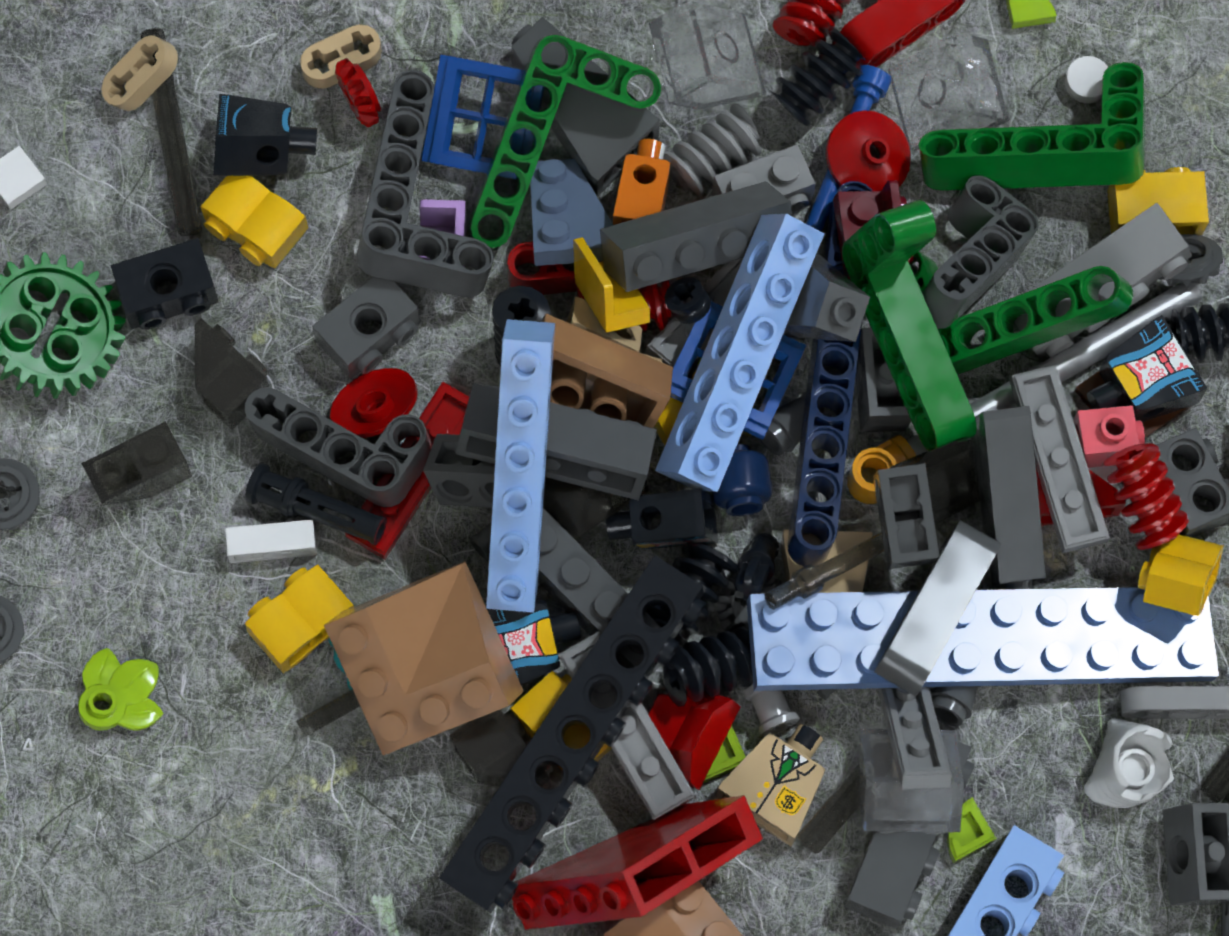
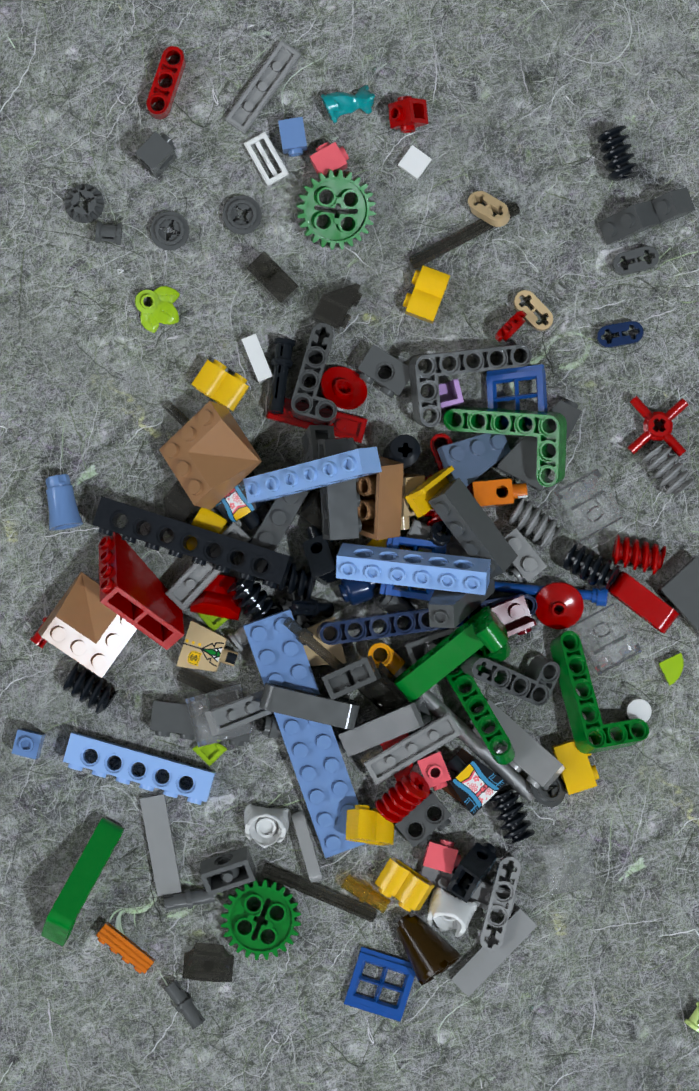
camera: 80 degrees right, 15 degrees up
(141, 275) = (375, 246): black brick -> none
(257, 137) = (469, 281): black torso -> none

